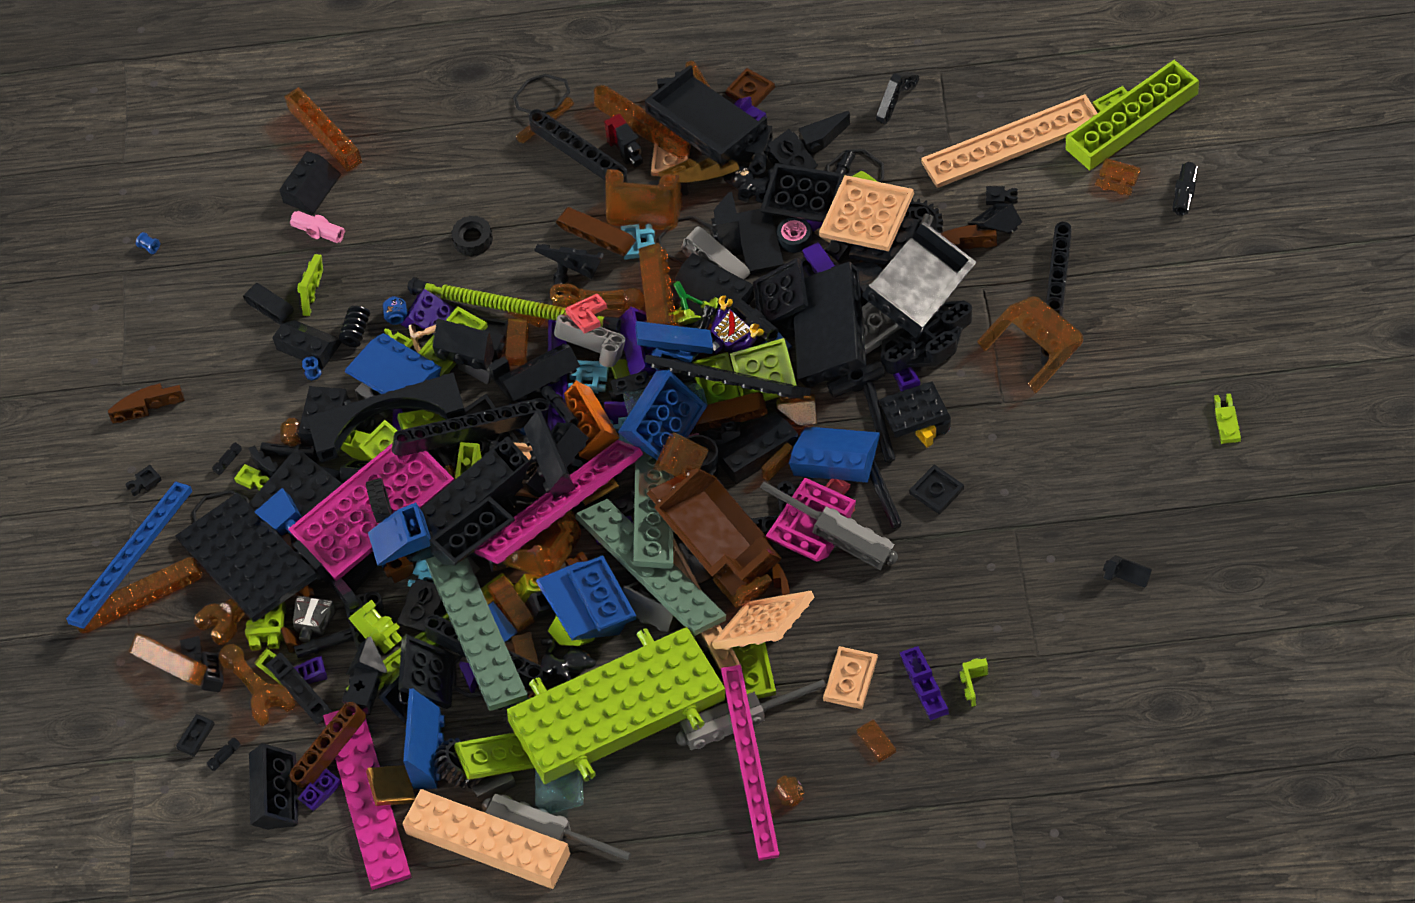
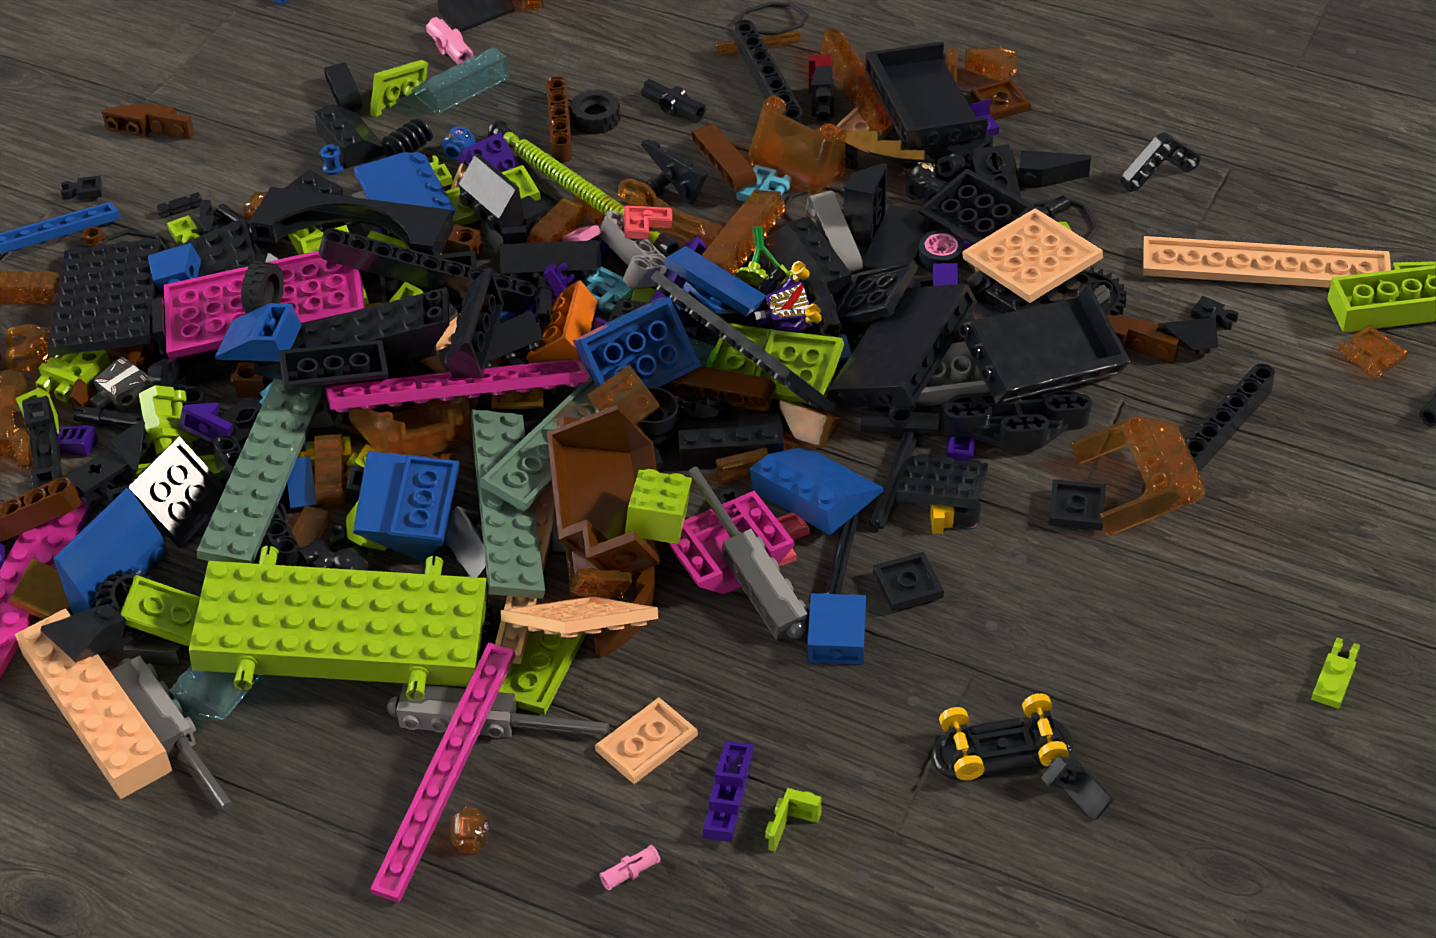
camera: 25 degrees right, 10 degrees down
(185, 511) = (92, 236): none -> reddish brown plate
(352, 255) = (463, 80): none -> clear light blue slope
(403, 616) = (204, 421): none -> dark purple slope
(451, 254) = (559, 119): none -> reddish brown beam
(453, 795) = (87, 632): none -> black slope
(467, 388) = (463, 240): none -> reddish brown brick
(521, 199) = (673, 100): none -> black piece
(543, 343) = (583, 234): none -> bright pink tile
(558, 386) = (555, 277): none -> dark purple tile
(725, 61) = (991, 62): none -> clear orange slope
(759, 521) = (658, 505): none -> lime brick
(876, 740) = (620, 828): clear orange tile -> none
(895, 771) = (629, 867): none -> bright pink pin
(916, 543) = (836, 628): none -> blue panel
(1005, 382) = (1077, 504): none -> black plate
(1064, 568) = (1000, 745): none -> black piece

